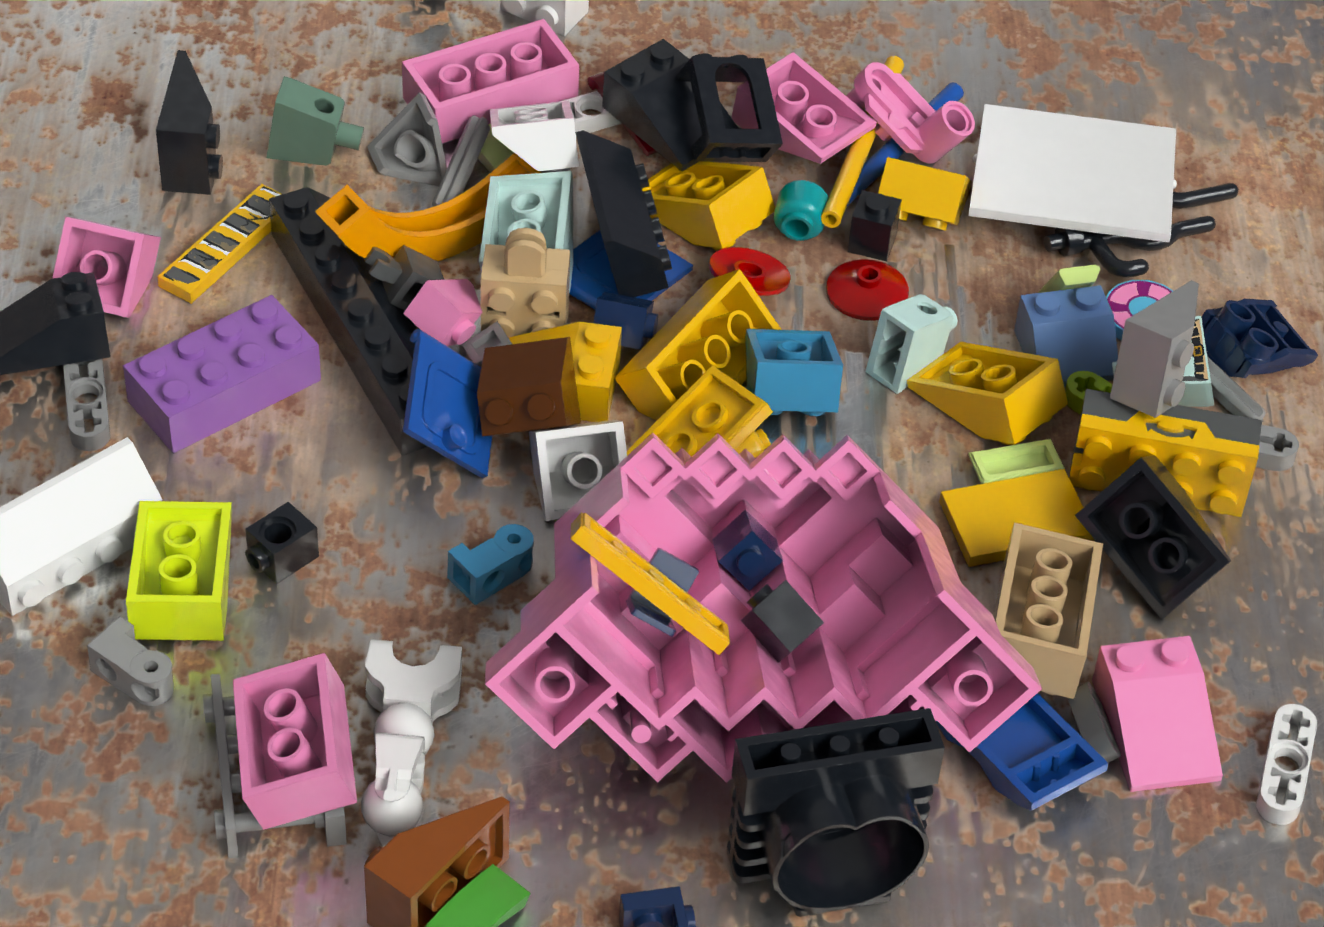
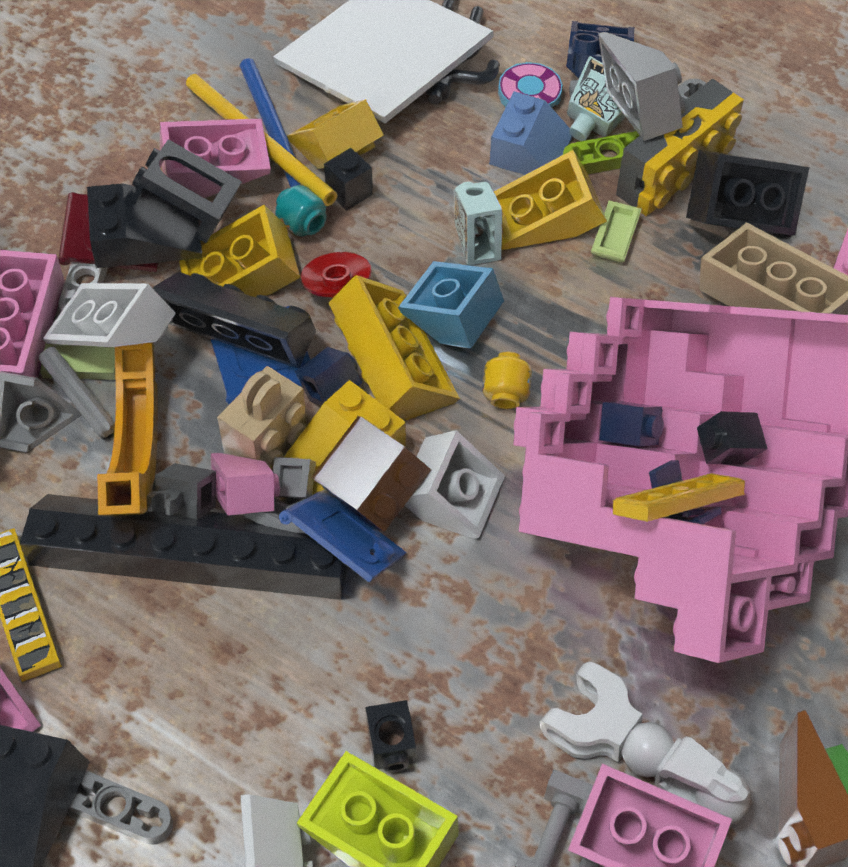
camera: 55 degrees left, 10 degrees up
(222, 373) = (174, 684): medium lavender brick -> none
(491, 564) = (507, 586): dark azure leg -> none
(531, 202) = (192, 379): light aqua slope -> none
(709, 408) = (481, 389): yellow tile -> none
(865, 288) = (392, 220): red dish -> none
(908, 116) = (268, 100): bright pink piece -> none
(986, 512) = (662, 257): yellow tile -> none
(1072, 278) = (492, 108): yellowish green tile -> none

